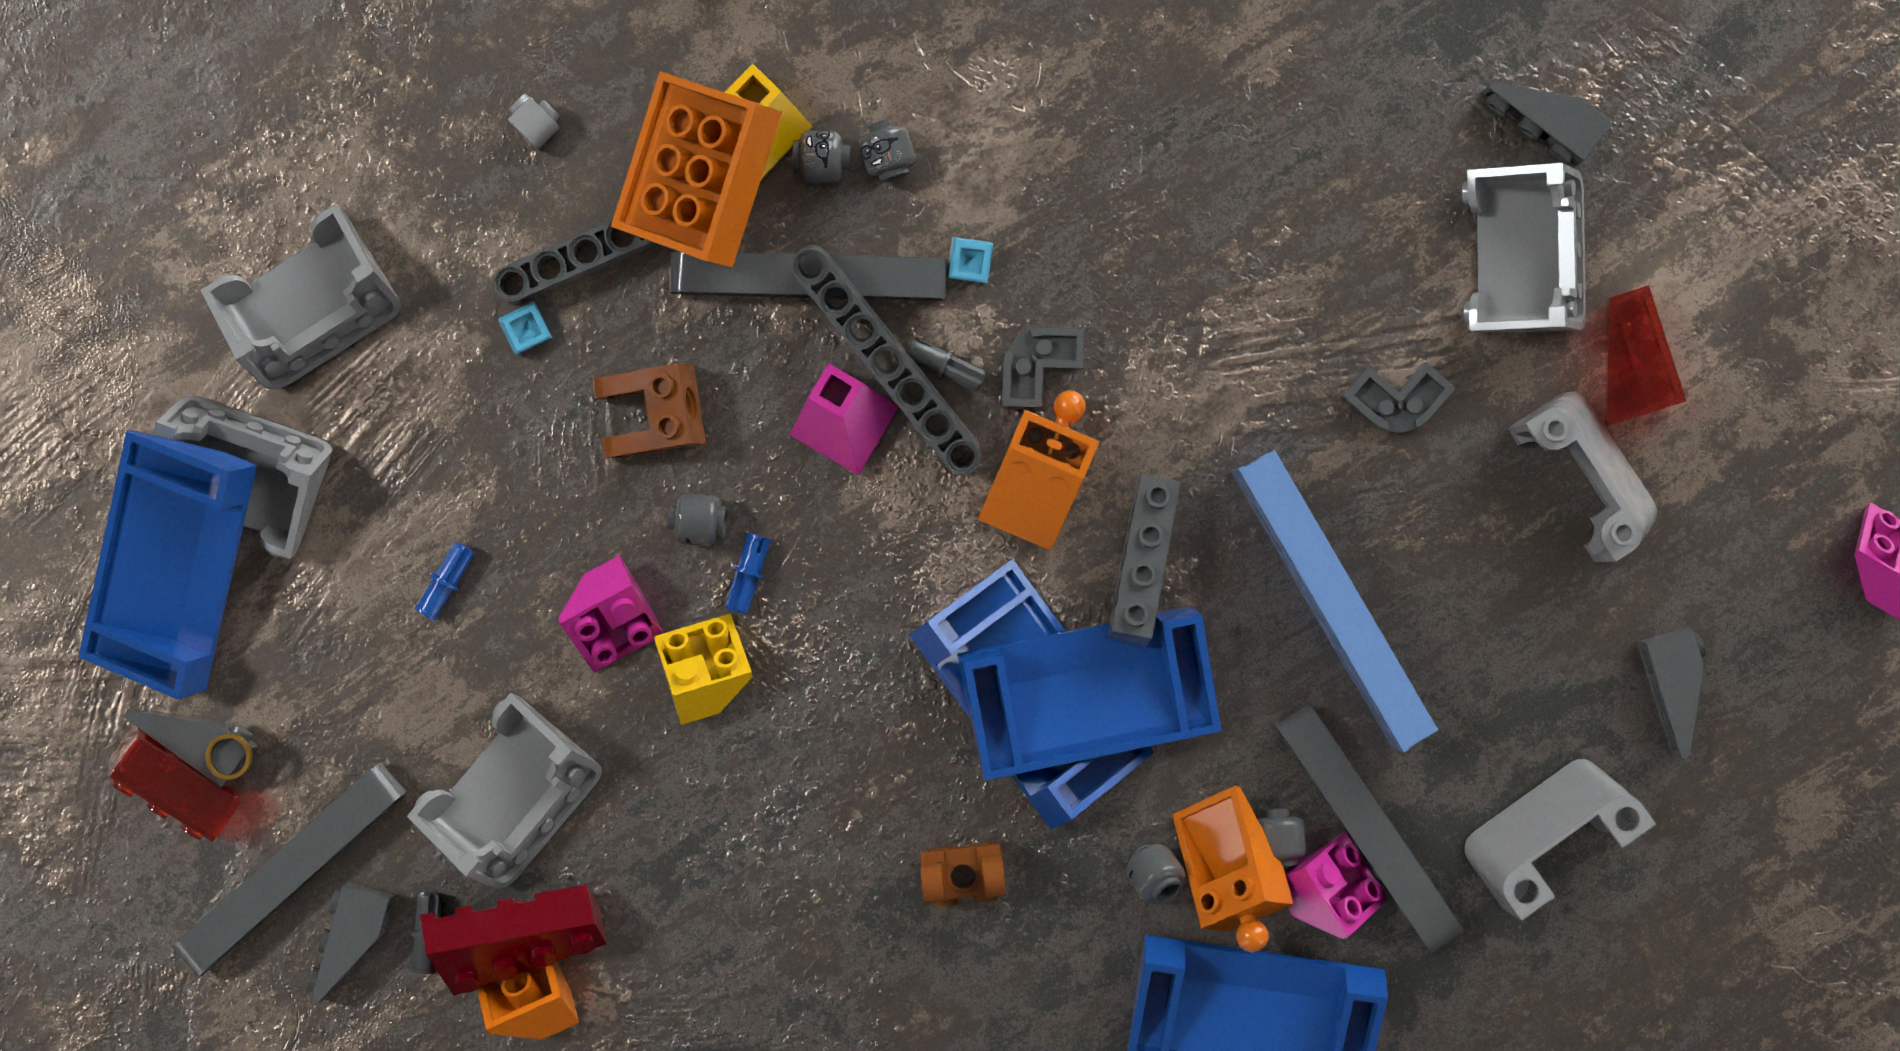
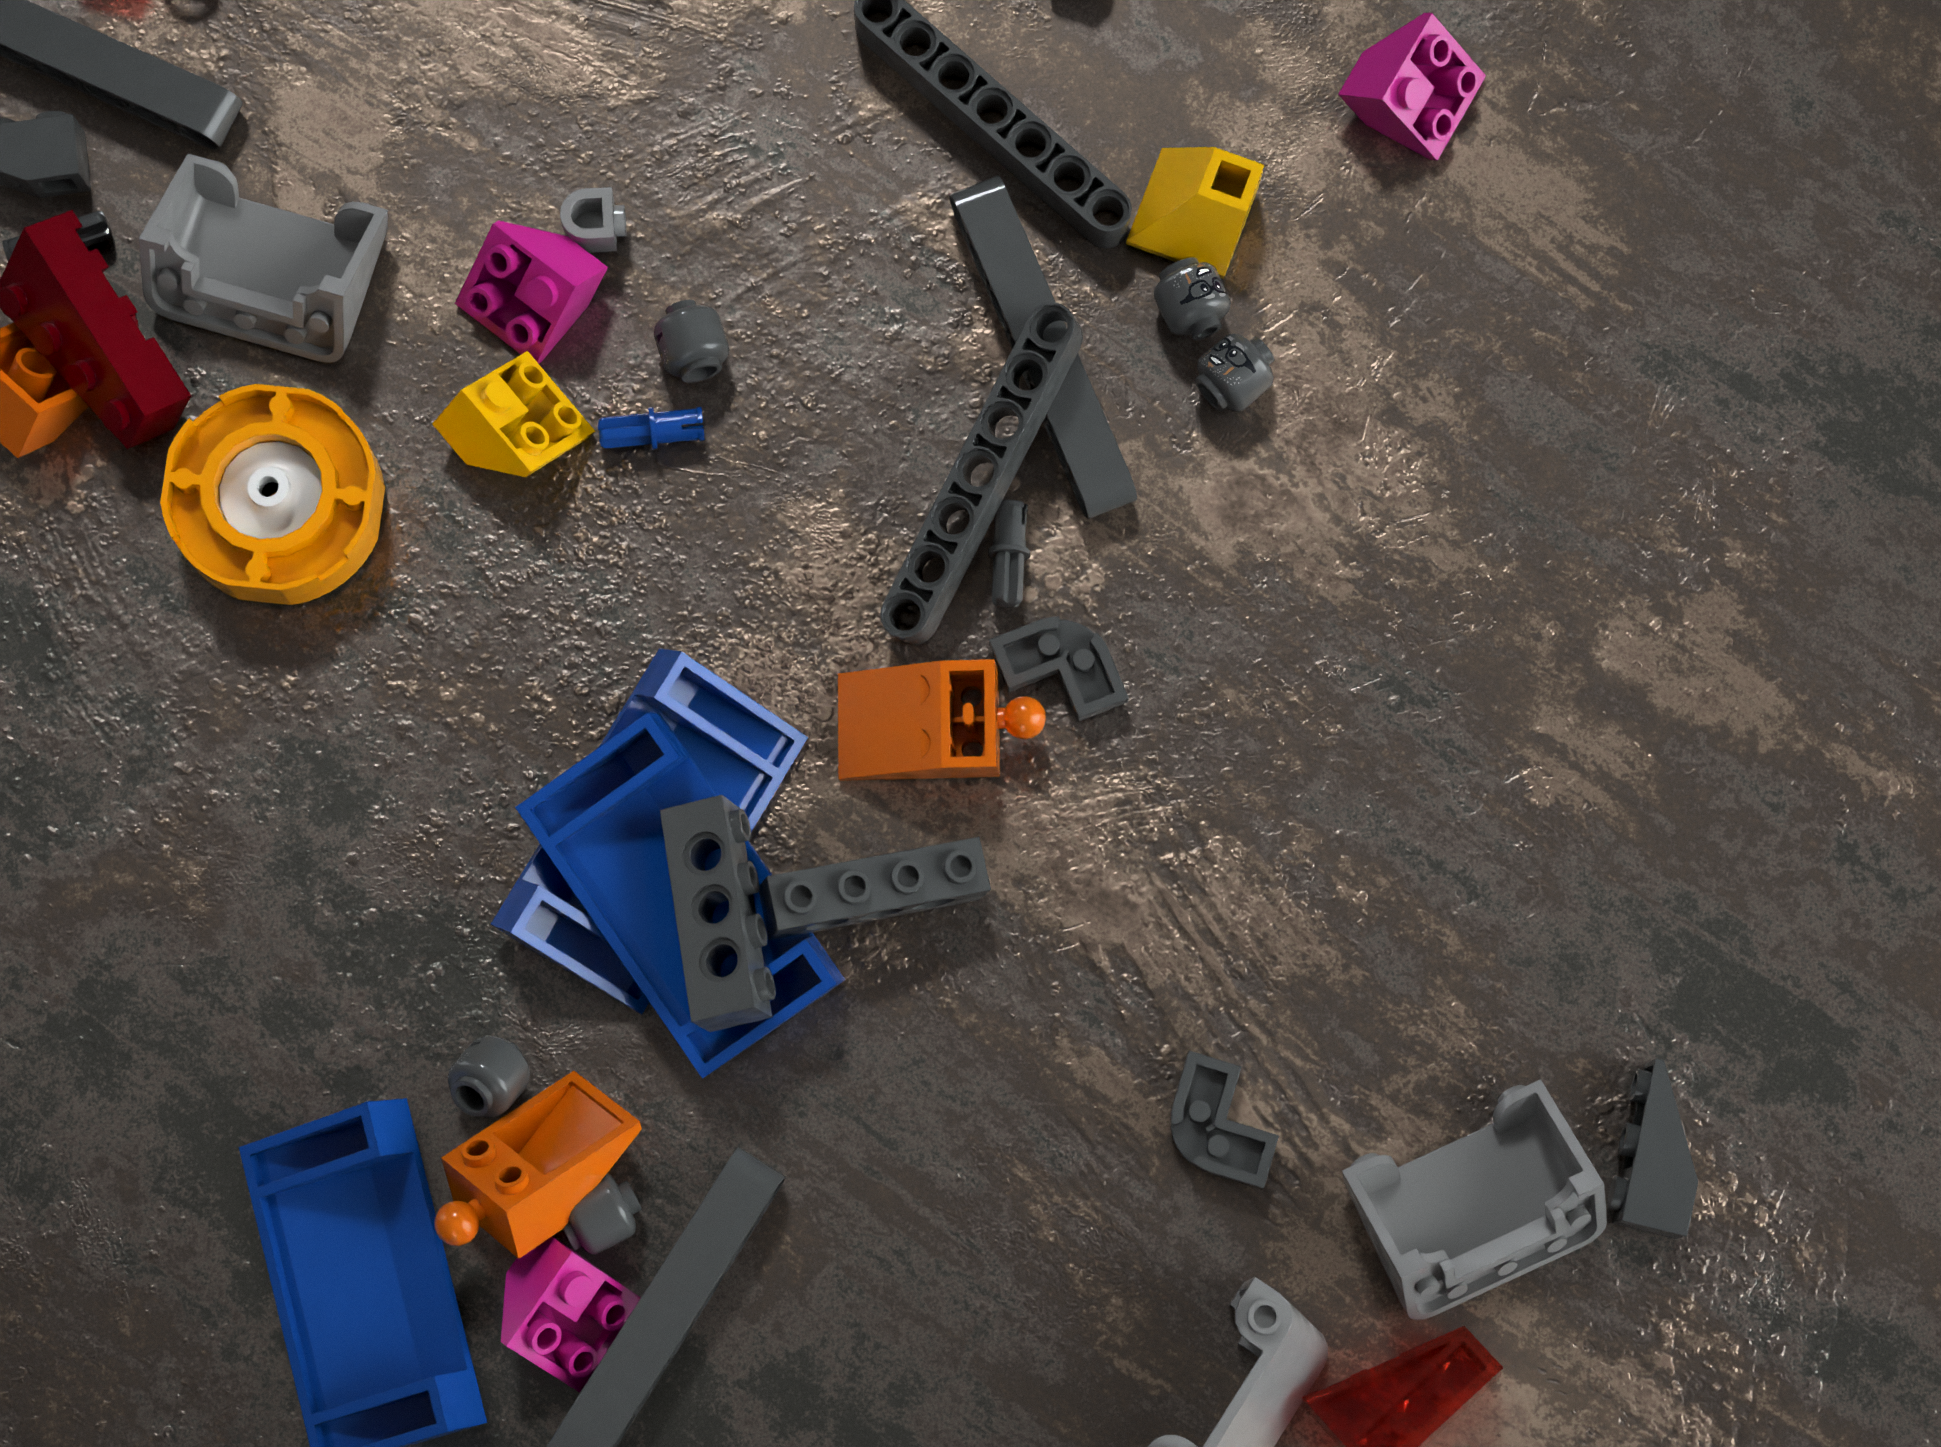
camera: 60 degrees right, 10 degrees down
(444, 581) = (490, 86): blue axle -> none
(524, 328) = (832, 50): medium azure tile -> none
(579, 550) = (593, 219): none -> light grey plate
(652, 880) = (273, 494): none -> light orange piece
(670, 404) = (810, 252): dark orange brick -> none
(696, 169) = (1107, 152): orange slope -> none
(843, 419) = (888, 458): dark pink slope -> none
(939, 863) = (380, 804): dark orange brick -> none
(969, 259) = (1149, 527): medium azure tile -> none
(1057, 672) = (690, 836): none -> dark grey brick
(1334, 601) = (927, 1145): medium blue tile -> none

